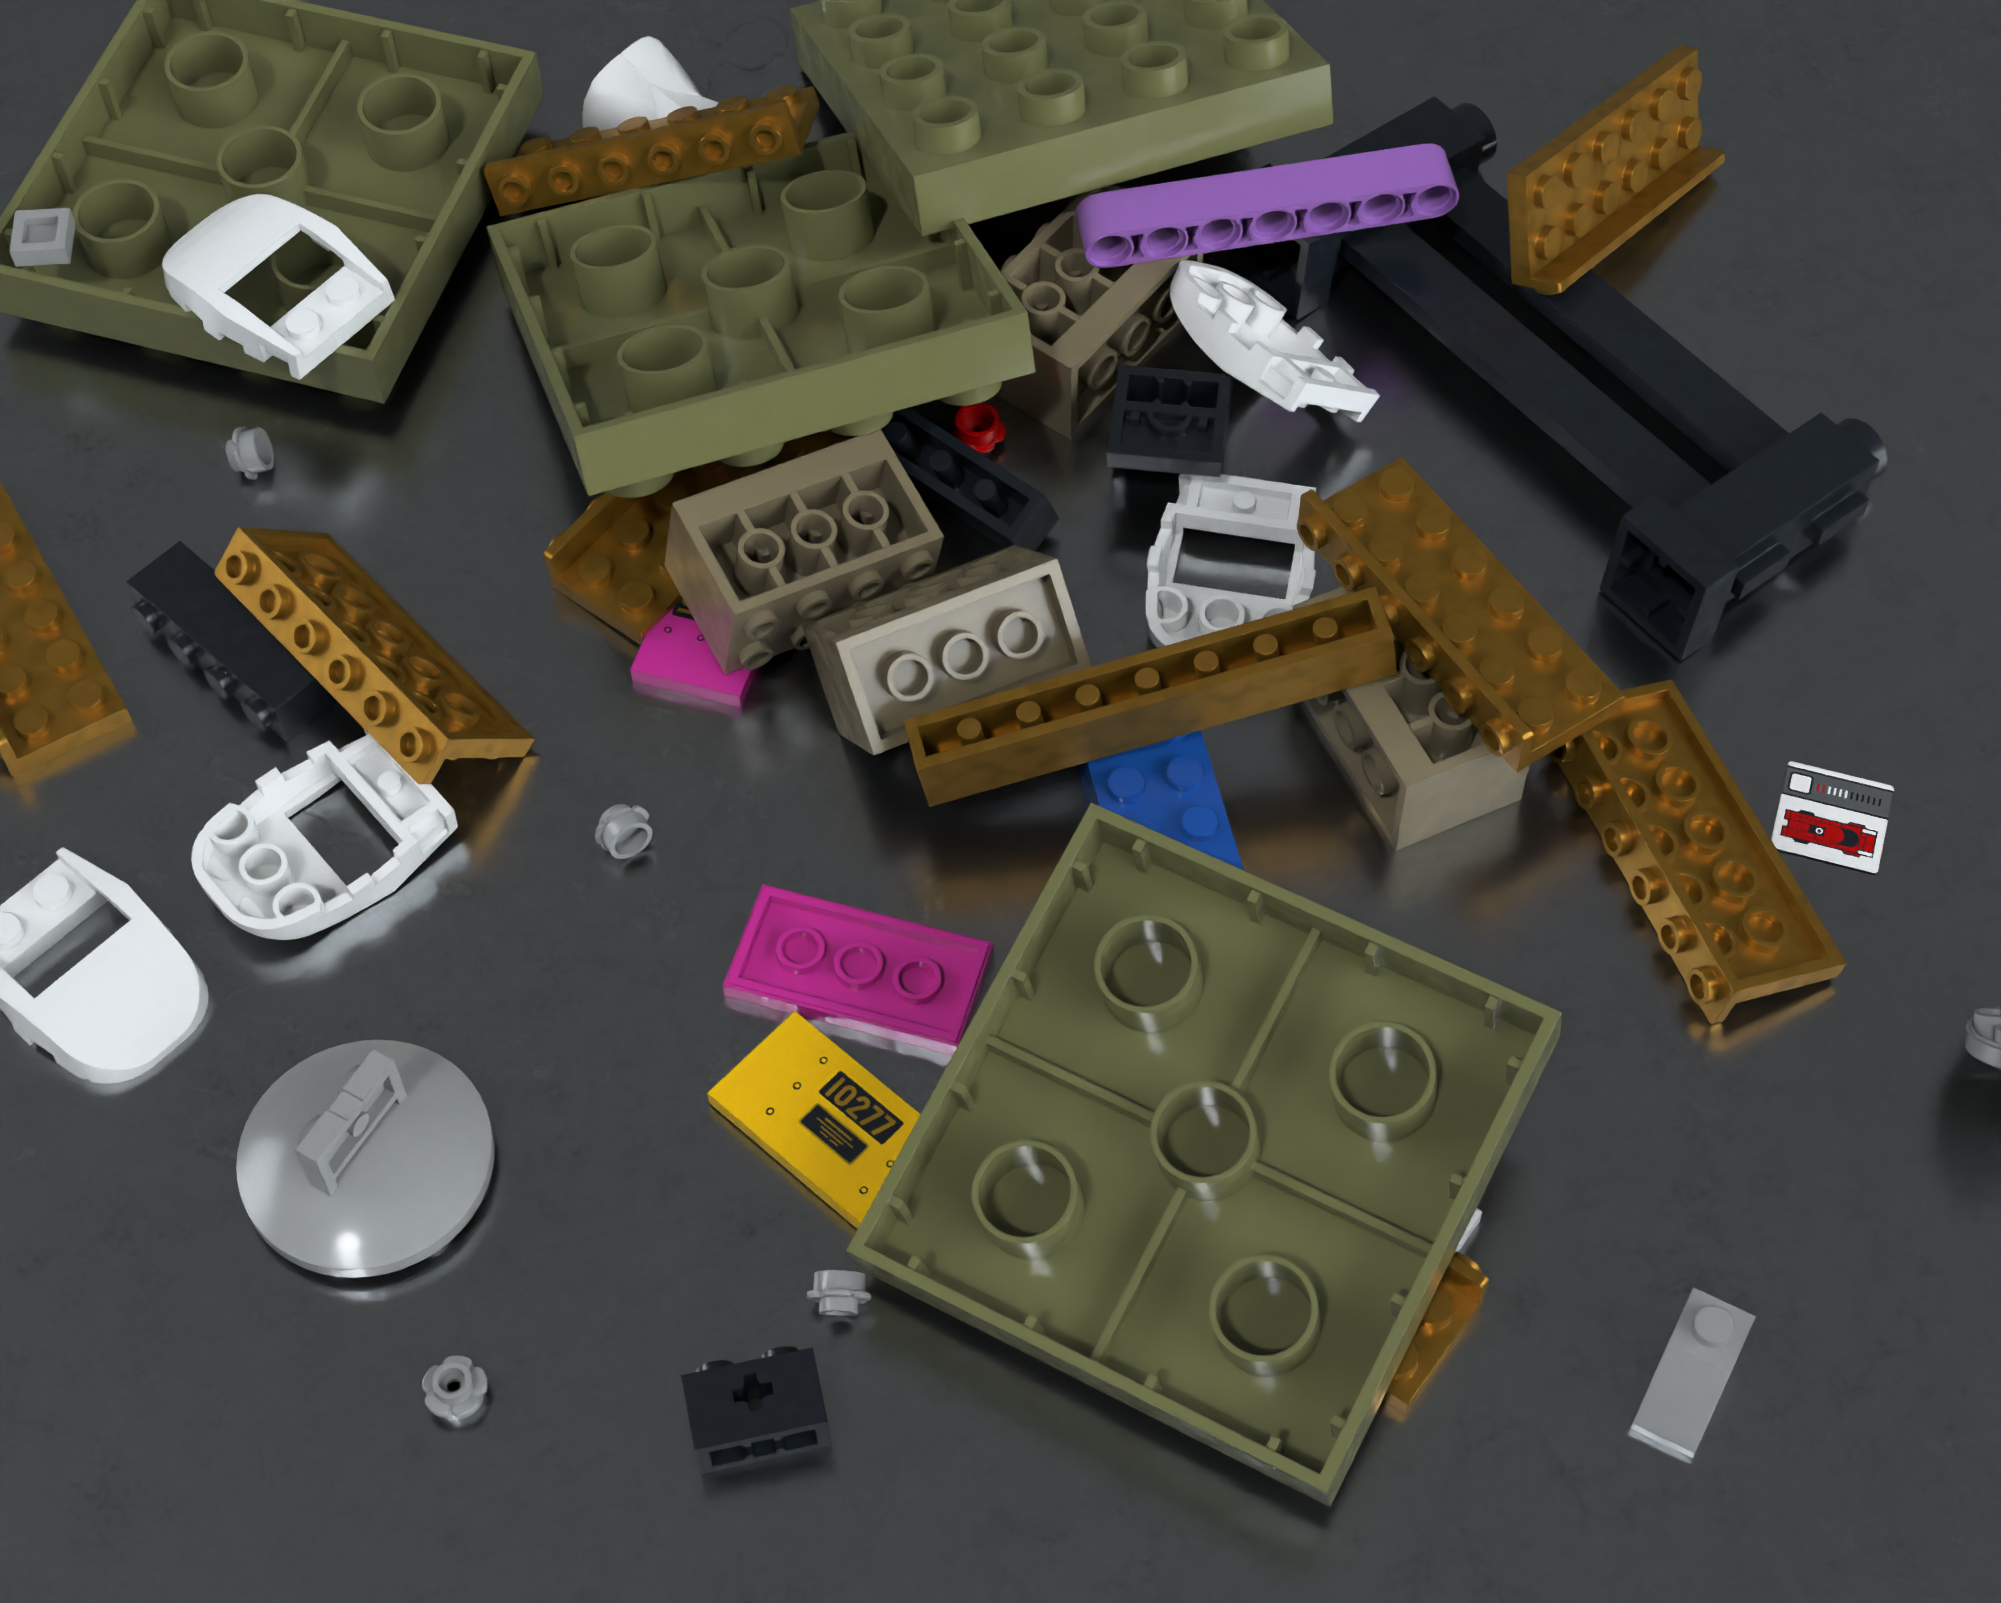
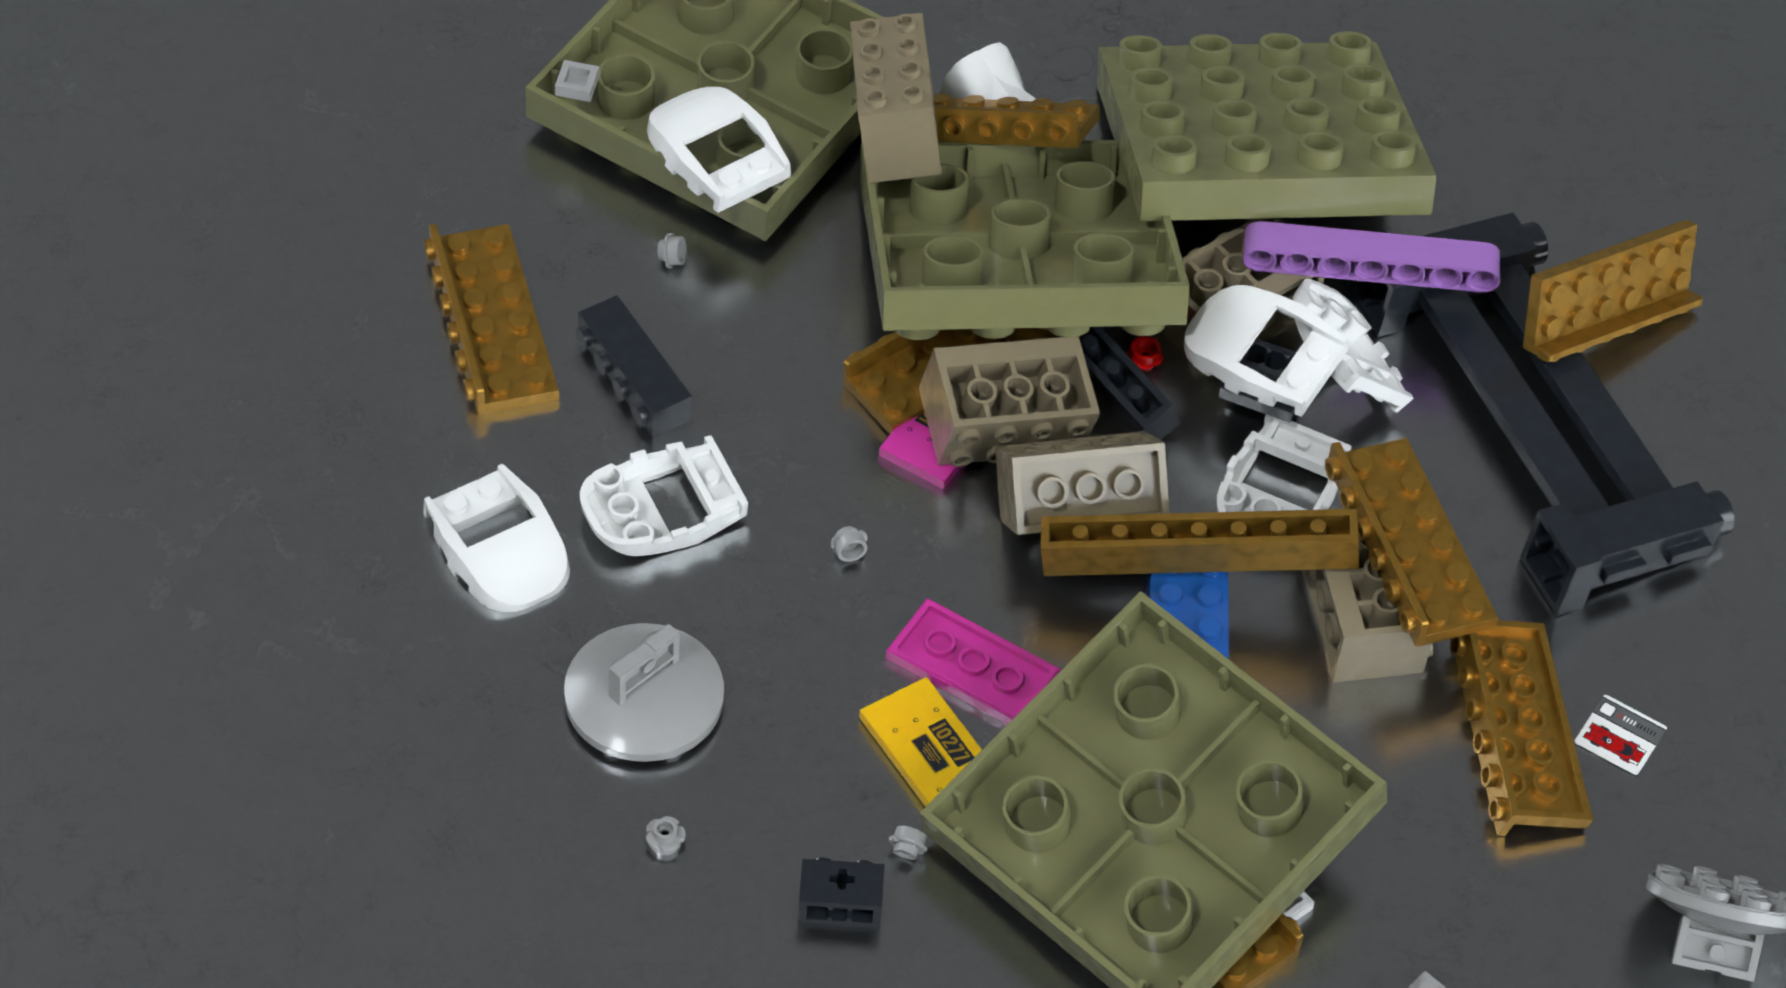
camera: 10 degrees right, 5 degrees down
(367, 651) = (718, 392): pearl gold bracket -> none
(516, 145) = (895, 98): none -> dark tan brick
(1096, 358) = (1231, 323): none -> white slope

